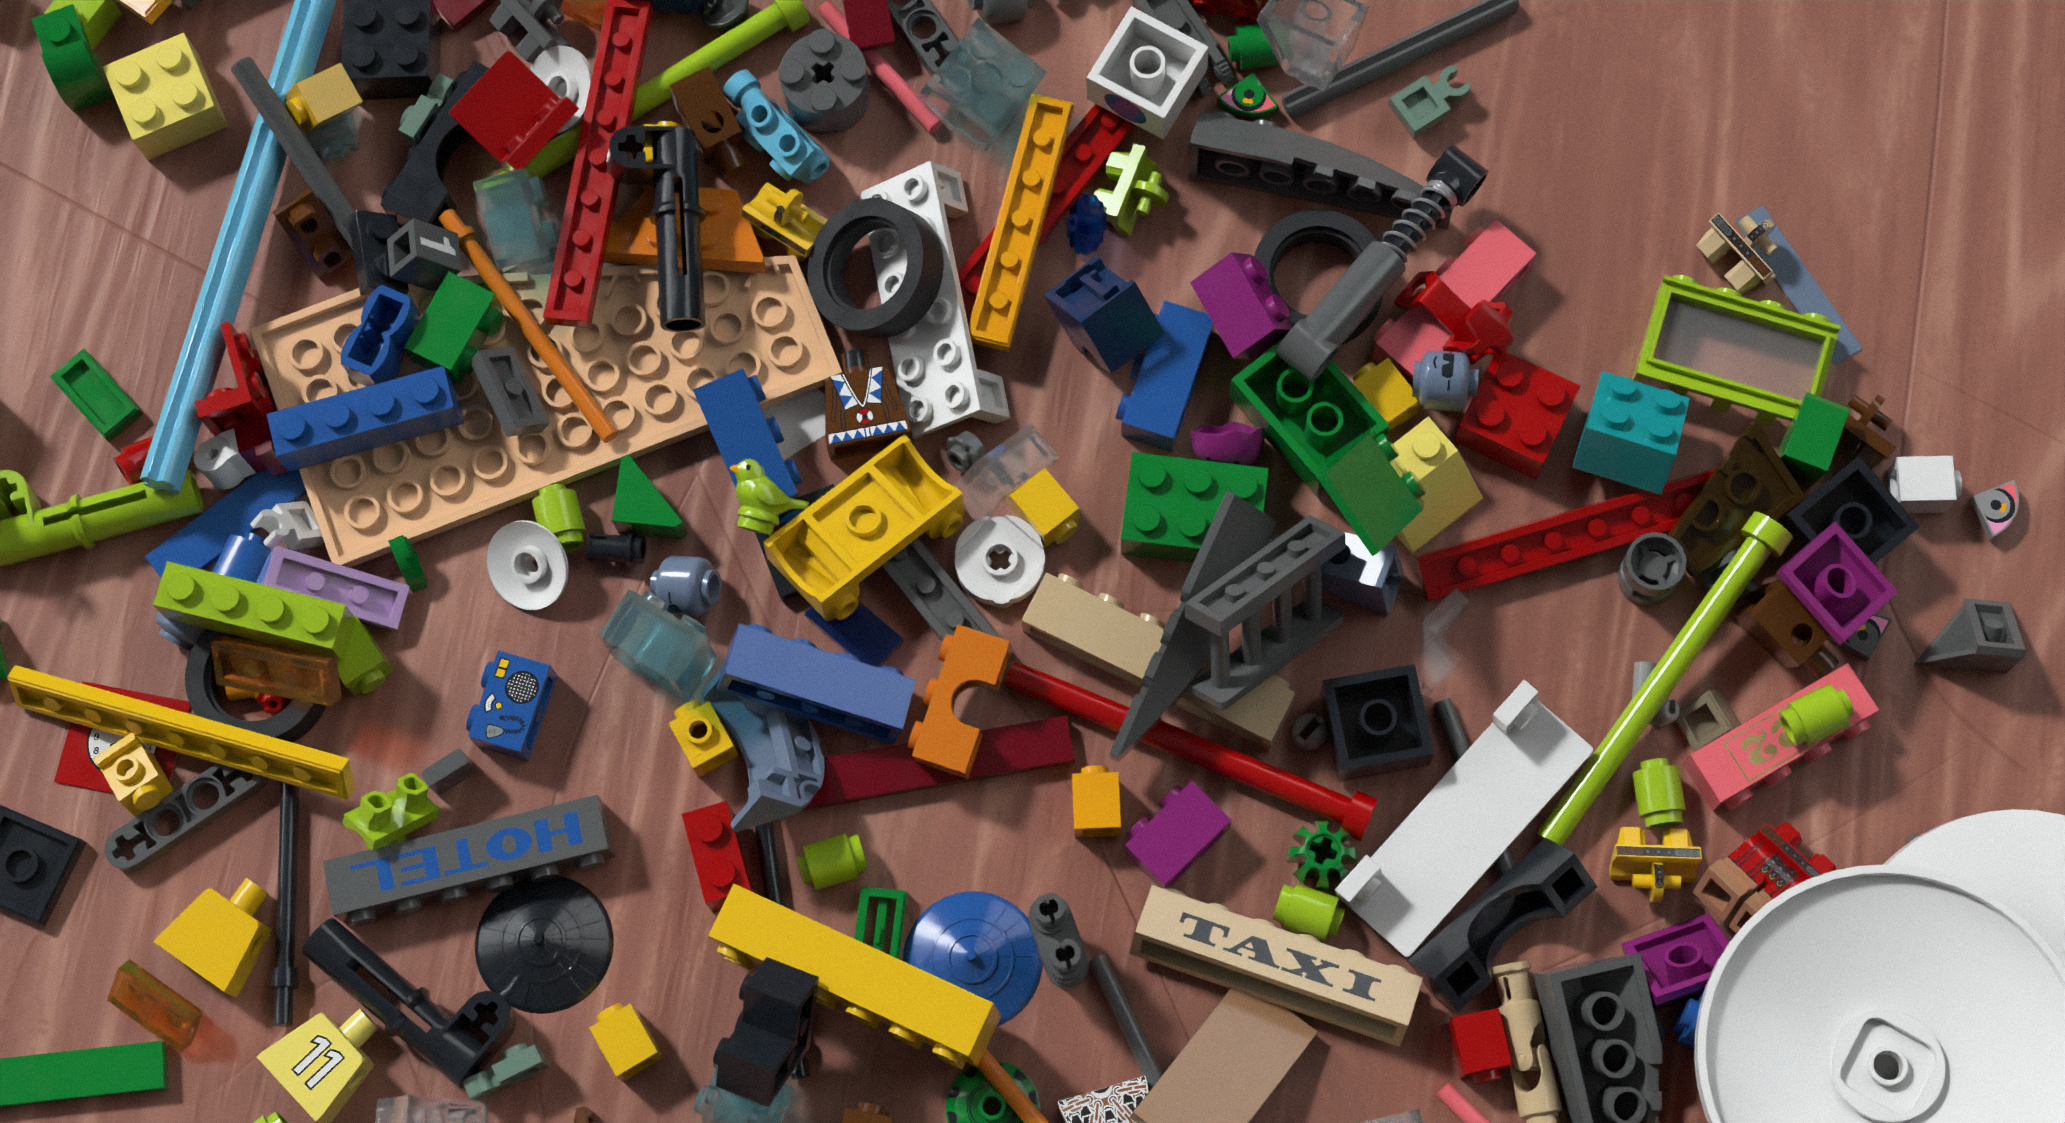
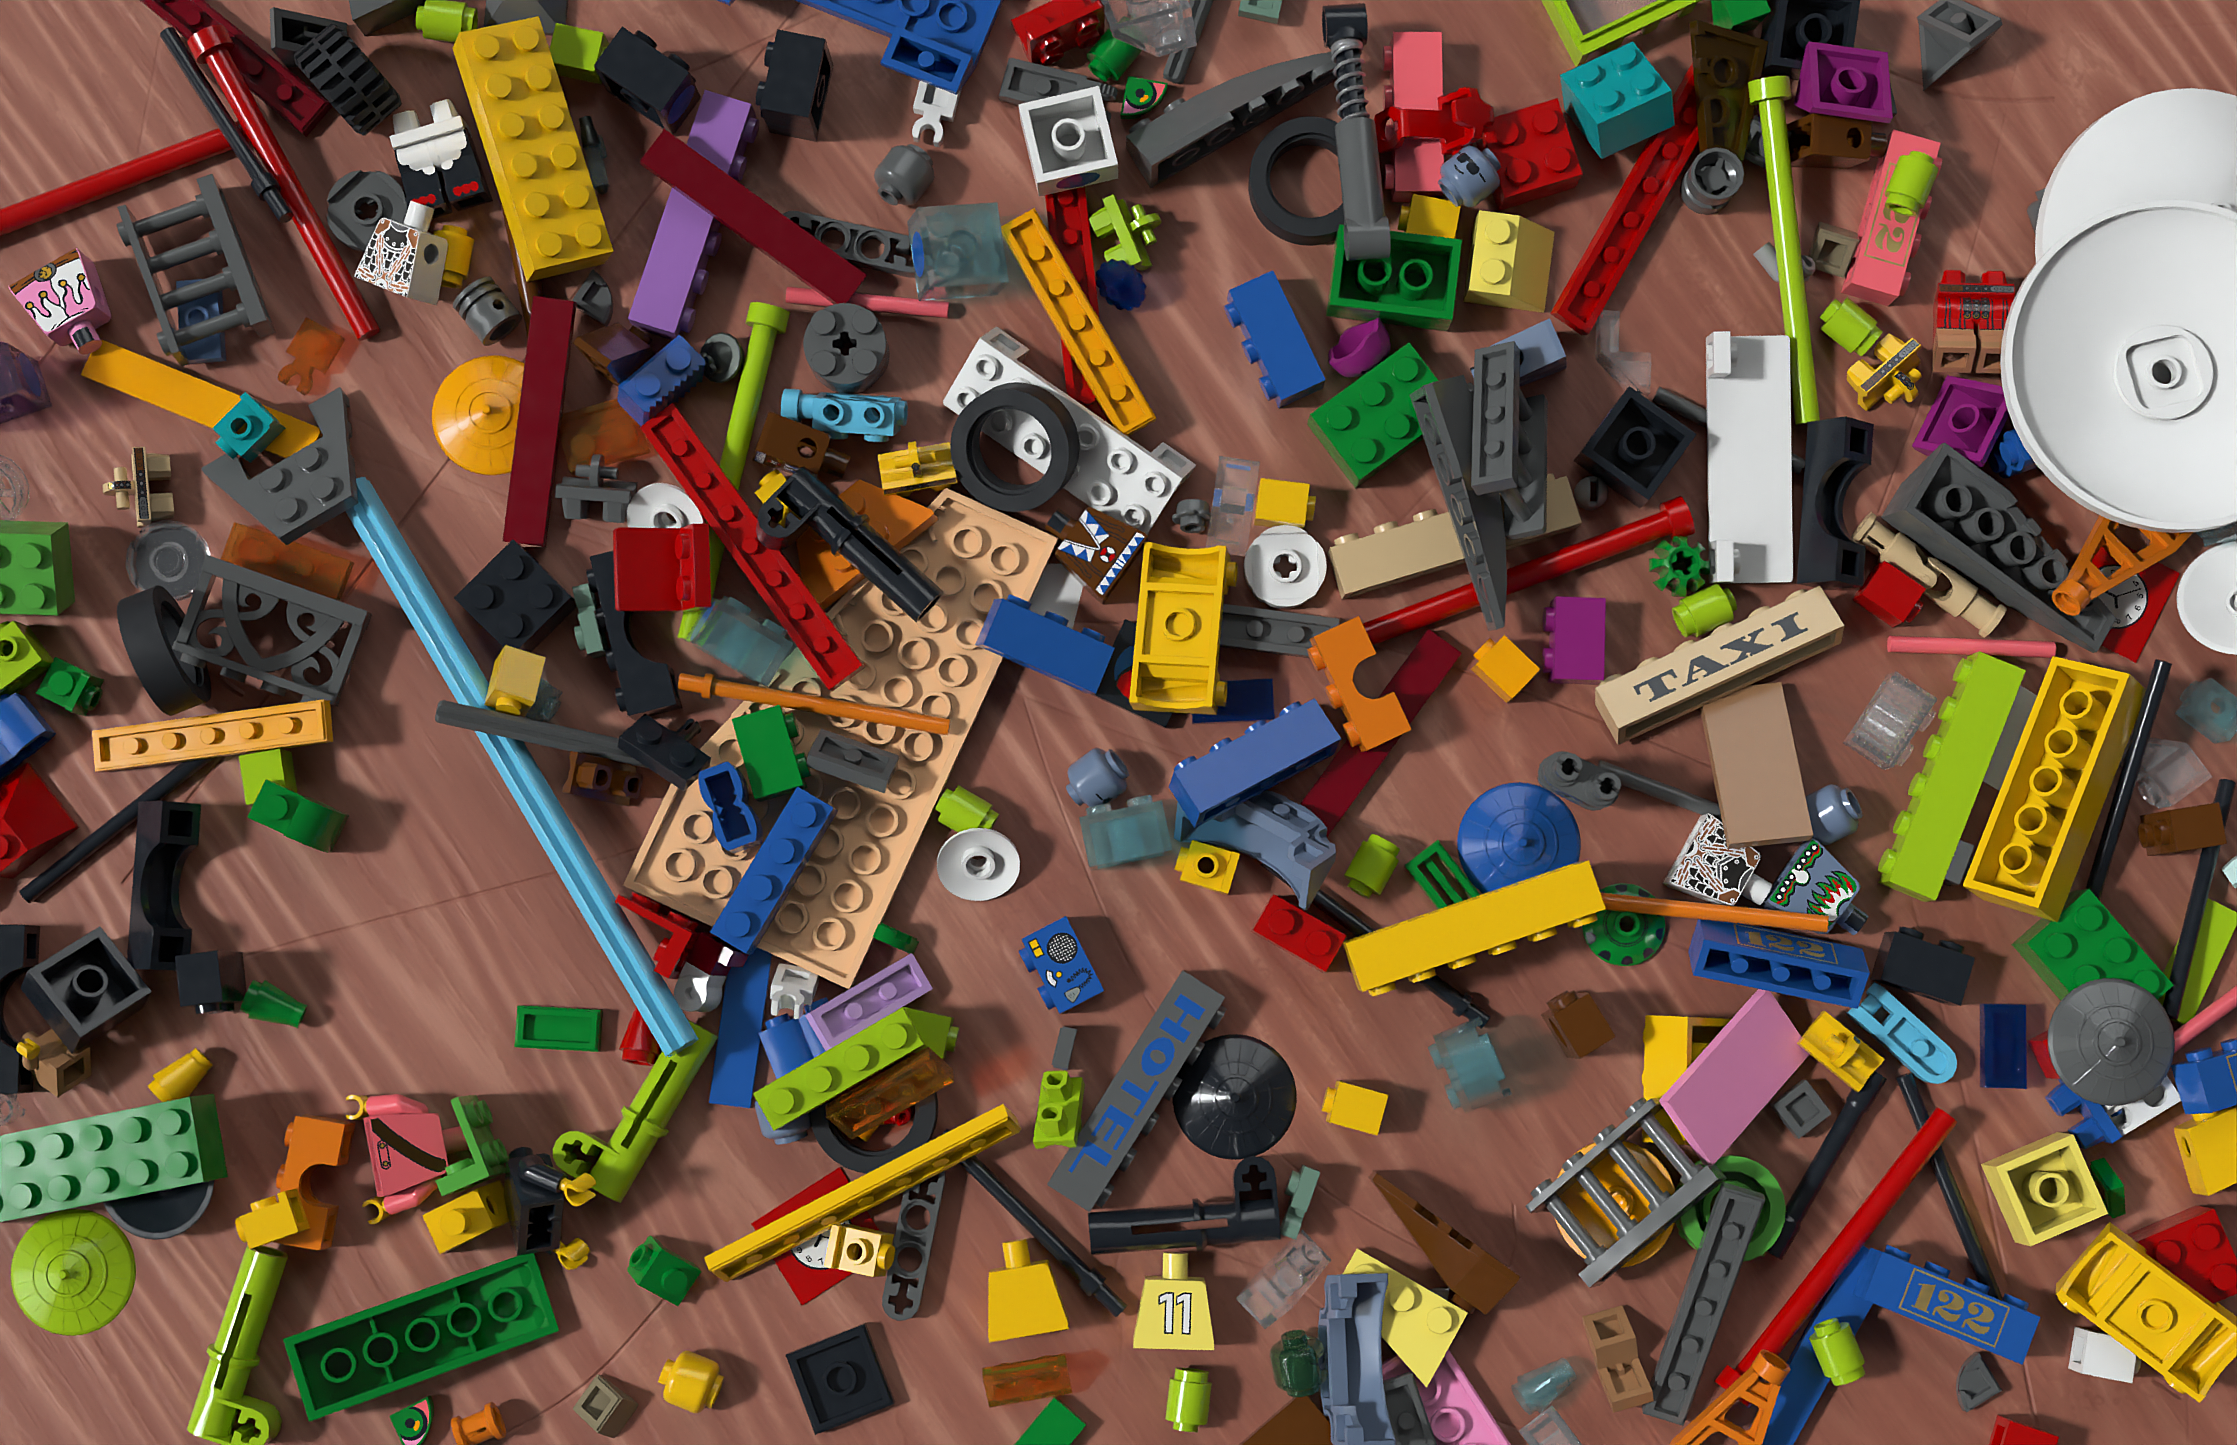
camera: 50 degrees left, 10 degrees up
(165, 96) = (392, 781): light yellow brick -> none
(423, 254) = (700, 723): dark grey brick -> none
(616, 548) = (1024, 797): black pin -> none
(641, 506) = (1014, 752): green slope -> none
(760, 498) = (1099, 675): lime animal -> none
(769, 1032) = (1461, 1016): black brick -> none
(1104, 314) = (1201, 337): dark blue piece -> none
(1242, 305) = (1286, 245): magenta brick -> none
(1372, 489) = (1504, 294): green slope -> none

